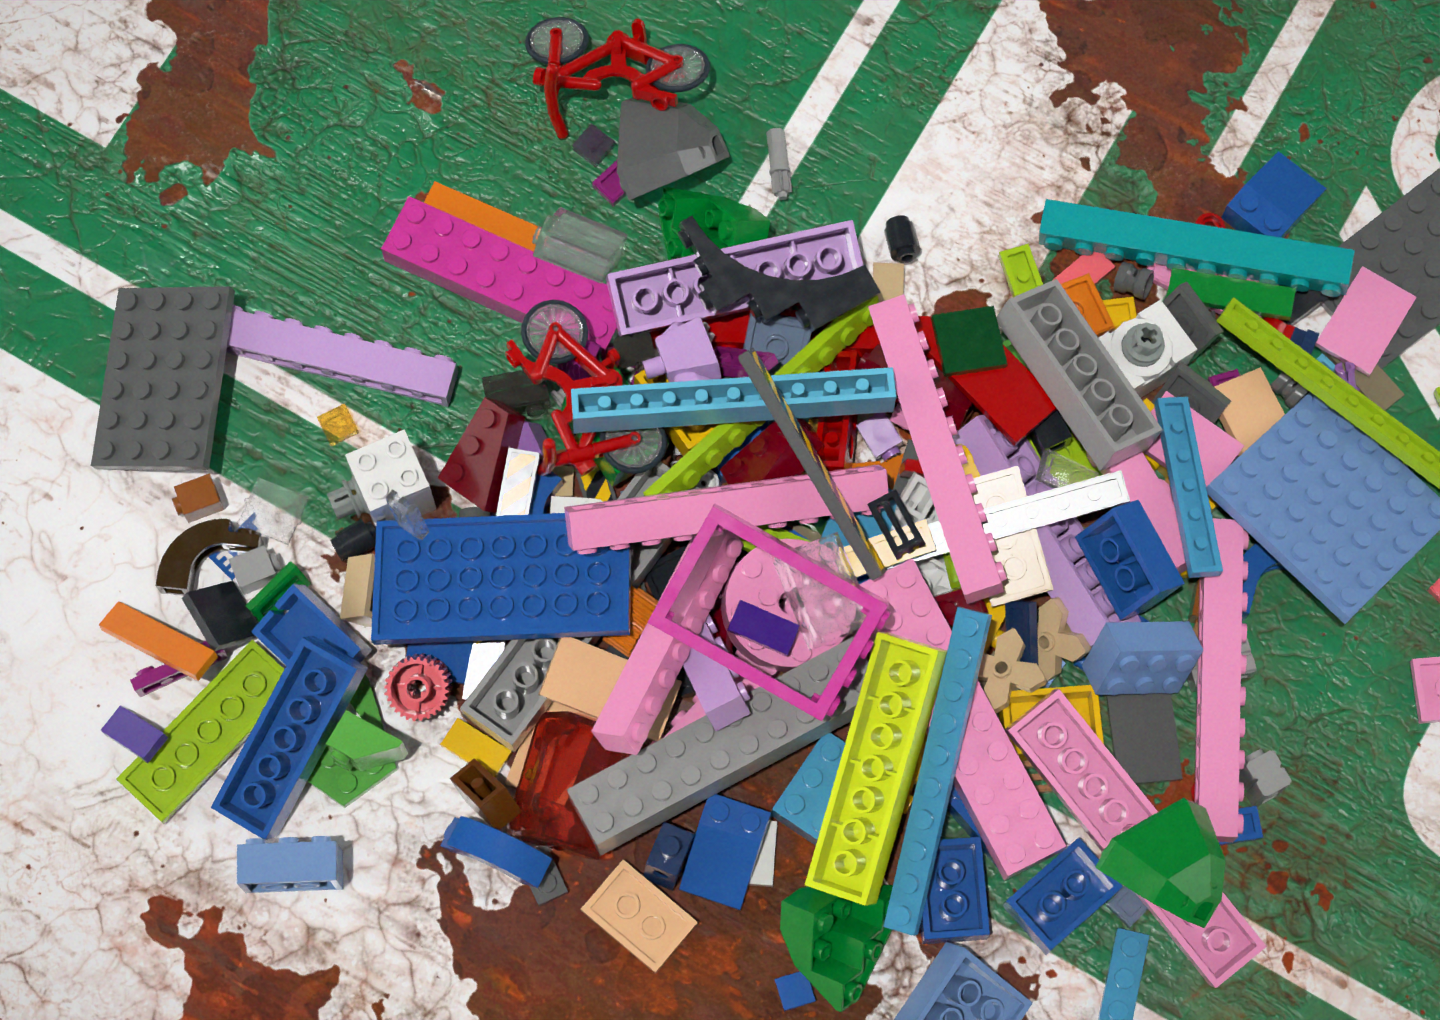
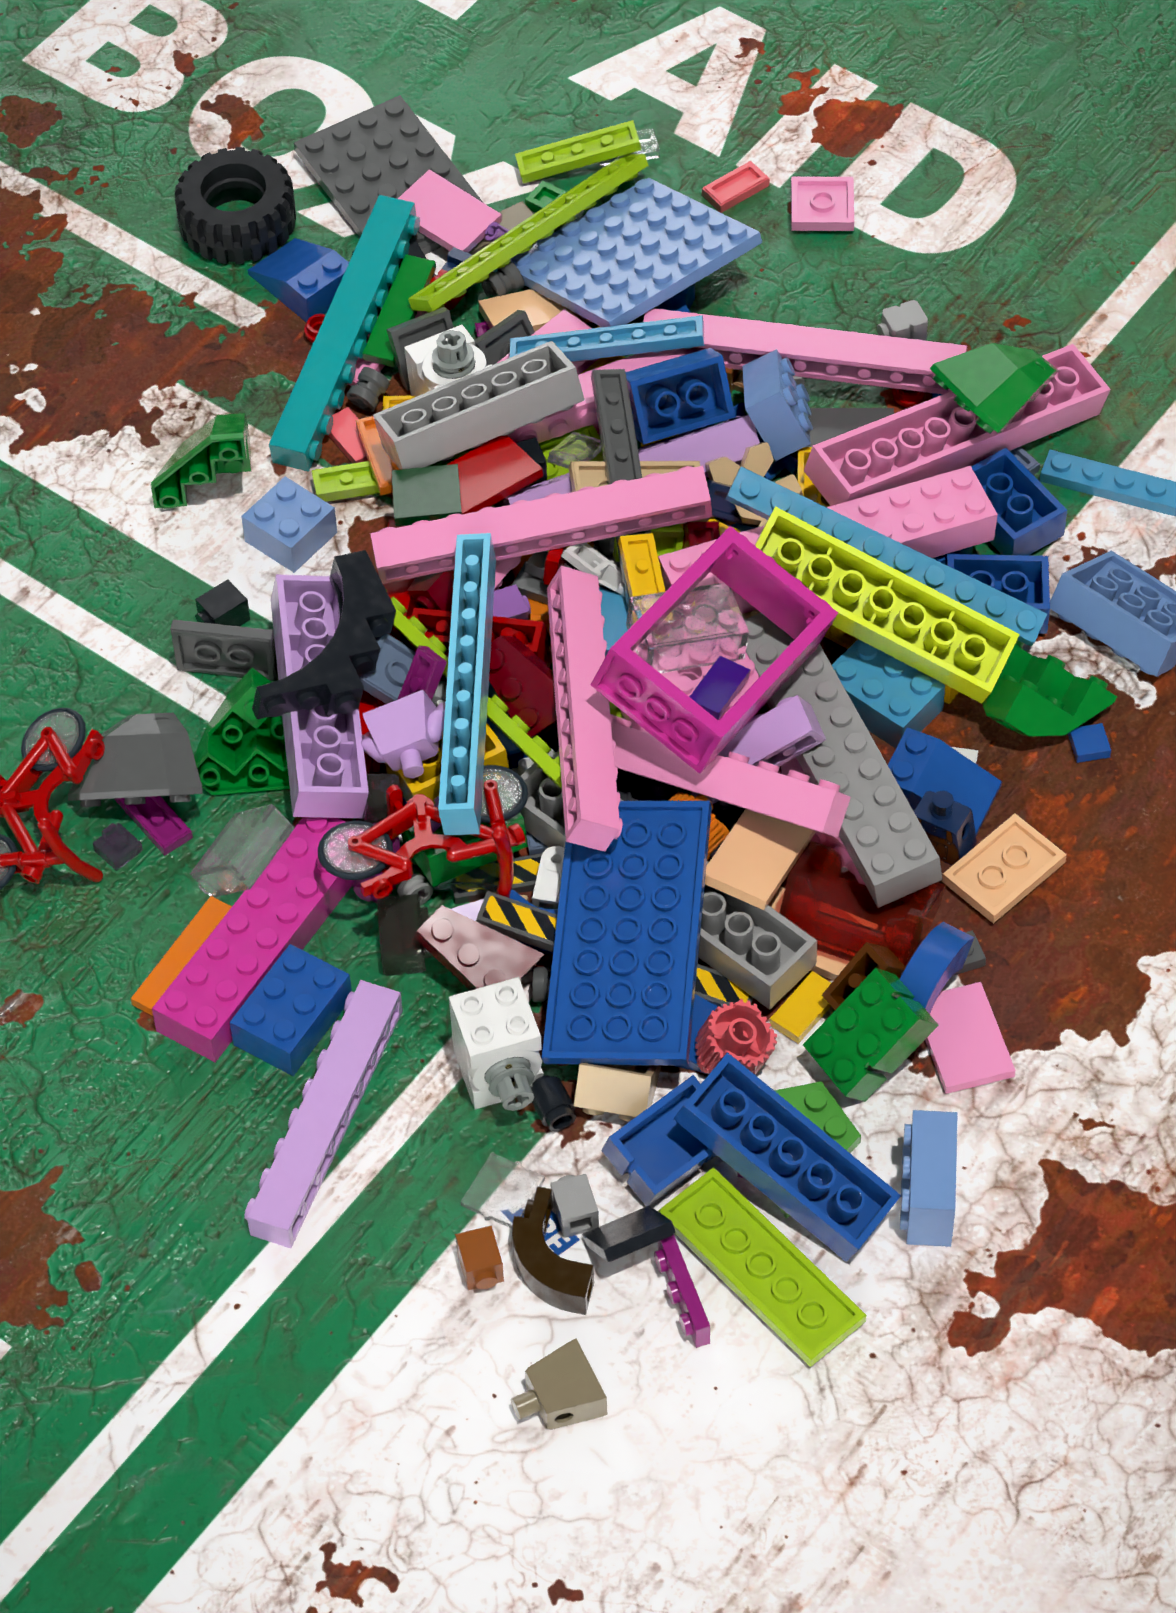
camera: 80 degrees left, 20 degrees down
(79, 579) = (562, 1389): none -> dark tan torso
(134, 734) = (758, 1338): dark purple tile -> none
(158, 641) = (651, 1300): orange tile -> none
(163, 378) = (328, 1280): dark grey plate -> none
(275, 589) = (607, 1182): green tile -> none
(337, 425) = (409, 1117): clear yellow tile -> none
(363, 745) = (802, 1077): bright green slope -> none
(405, 512) = (543, 997): clear tile -> none
(418, 793) = (872, 1032): none -> green piece
(429, 311) = (290, 1009): none -> blue brick
(453, 893) = (967, 1041): none -> bright pink tile
(779, 166) = (176, 677): light grey piece -> none
(799, 187) = (223, 649): none -> dark grey tile
(812, 464) = (546, 608): dark grey tile -> none
(856, 189) = (223, 606): none -> black brick
(901, 239) = (286, 566): black brick -> none
(907, 545) = (625, 565): black tile -> none
(960, 233) = (289, 524): none -> medium blue brick
(1023, 148) = (212, 450): none -> green brick
(1358, 90) = (228, 178): none -> black tyre
(1411, 414) = (542, 196): none -> green plate

